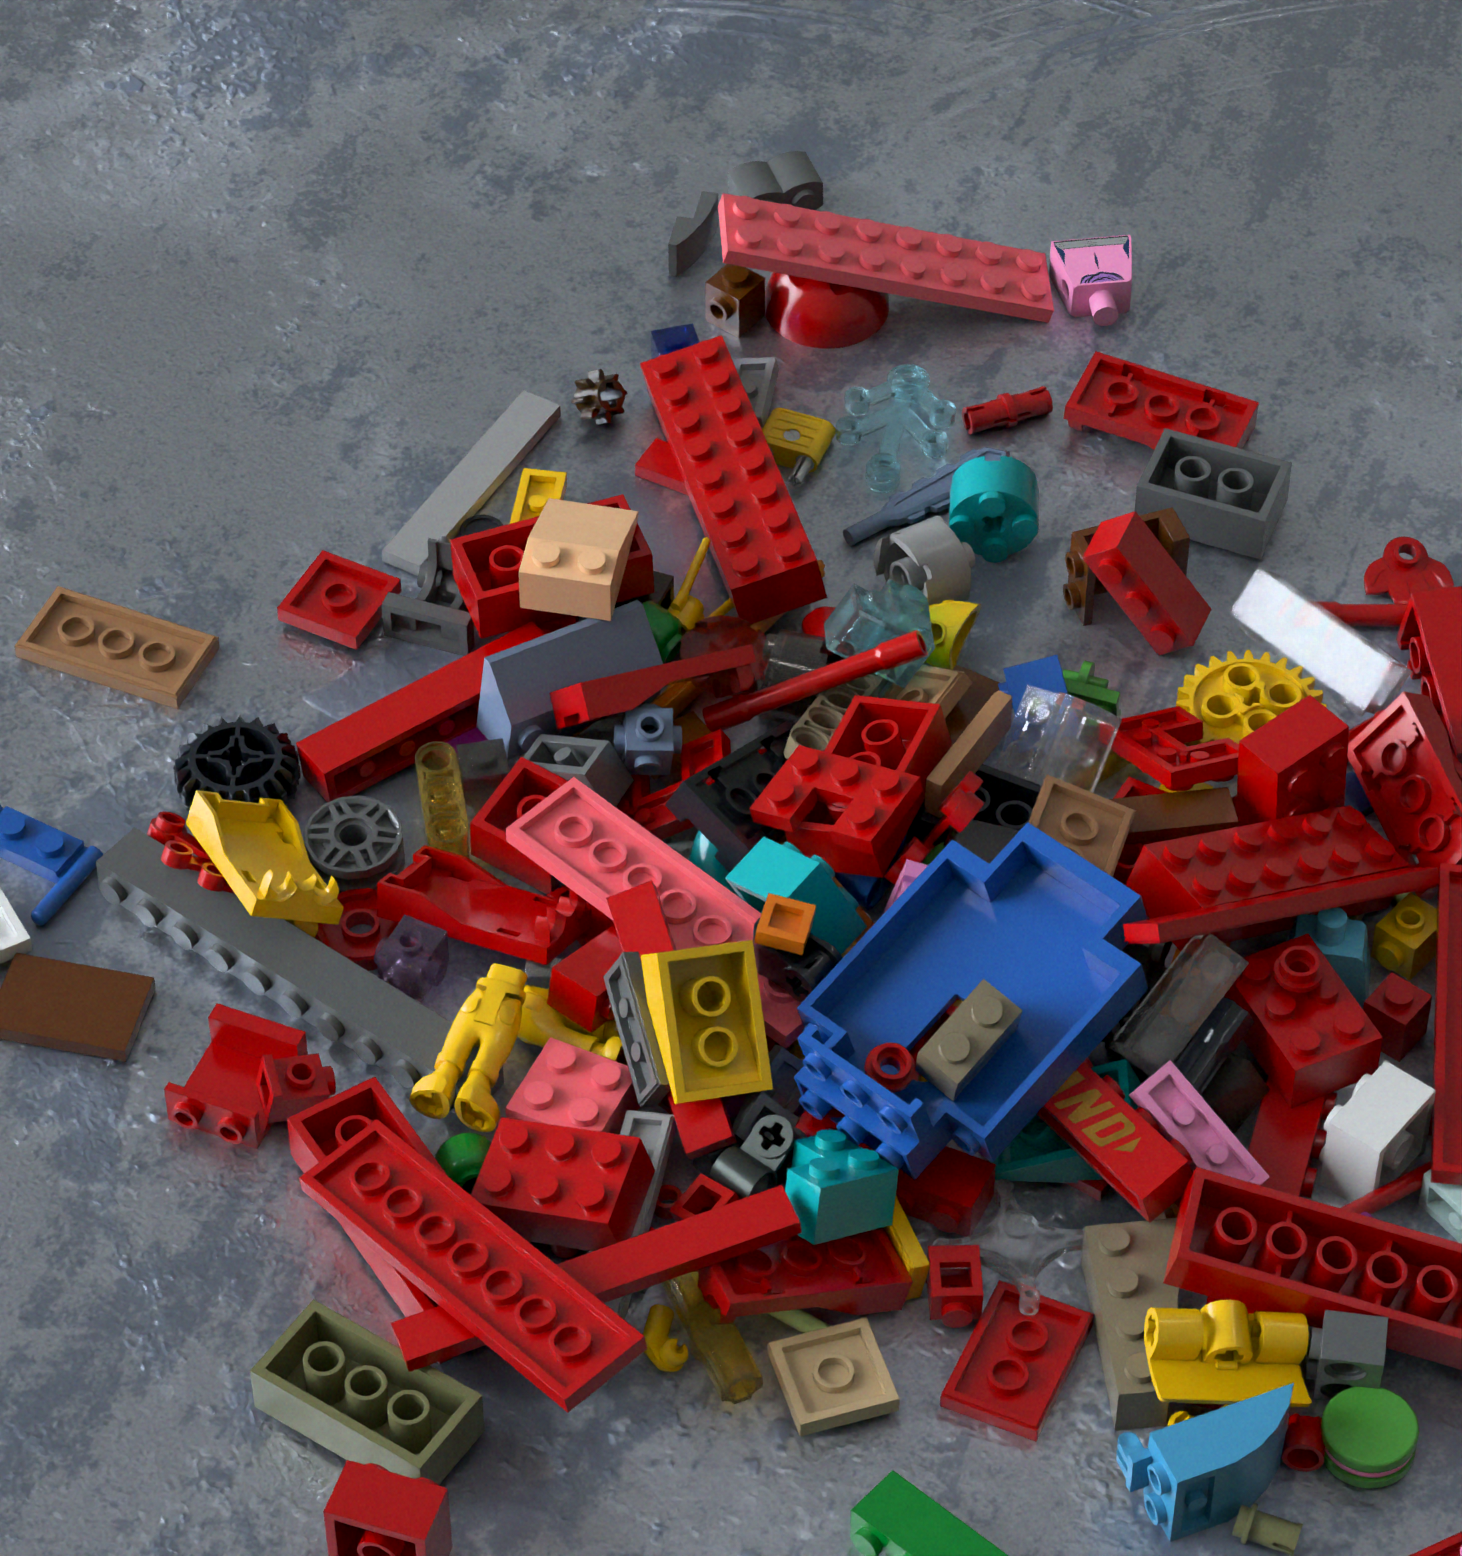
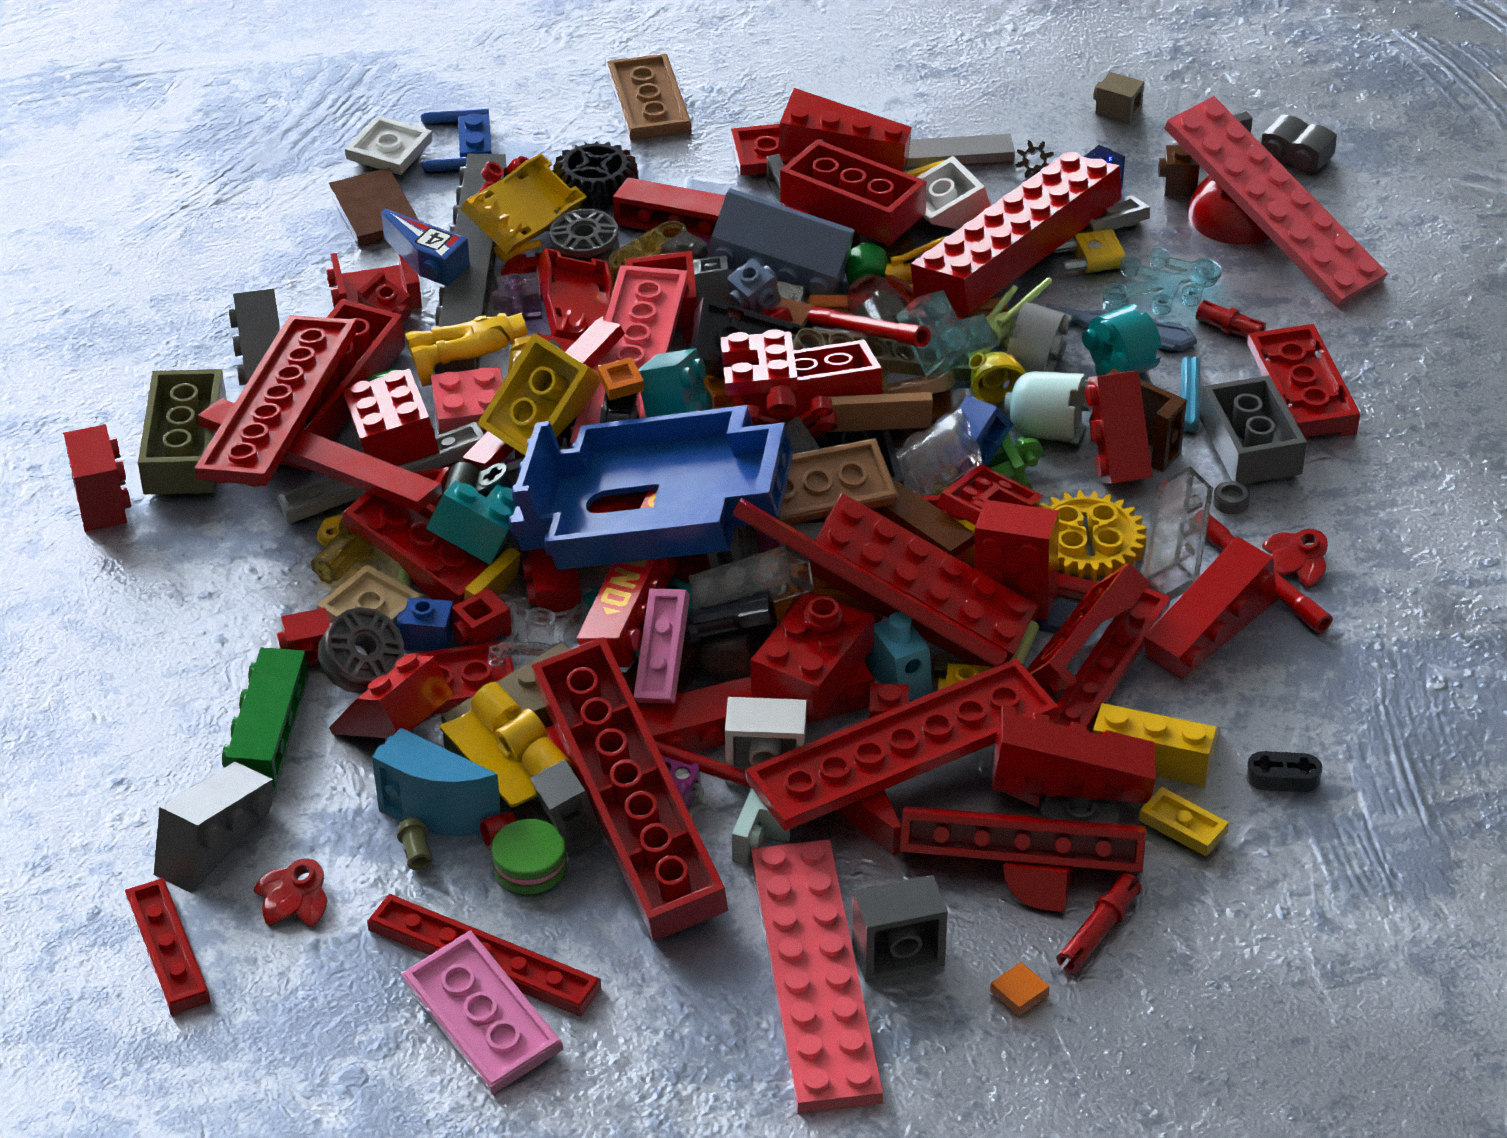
camera: 55 degrees right, 5 degrees down
(267, 1244) = (257, 325): none -> dark grey wedge
(269, 990) = (426, 248): none -> blue slope
(387, 528) = (851, 129): none -> red wedge
(554, 270) = (1119, 97): none -> dark tan brick
(576, 559) = (844, 181): light nougat slope -> none
(590, 700) = (786, 261): red piece -> none
(602, 476) = (953, 194): none -> white slope
(847, 1462) = (304, 632): none -> red brick
(857, 575) = (1003, 323): none -> yellowish green plant
(893, 1055) = (568, 473): red plate -> none
(920, 1338) = (426, 624): none -> blue brick
(932, 1417) = (366, 629): none -> dark grey wheel
(968, 1039) = (611, 495): dark tan brick -> none
(1040, 617) = (1048, 406): none -> light aqua cylinder
(1054, 1431) = (396, 699): none -> red slope
(1076, 497) = (1191, 391): none -> medium azure axle
(1093, 276) = (1393, 301): bright pink torso -> none
(1278, 563) = (1231, 497): none -> dark grey tile

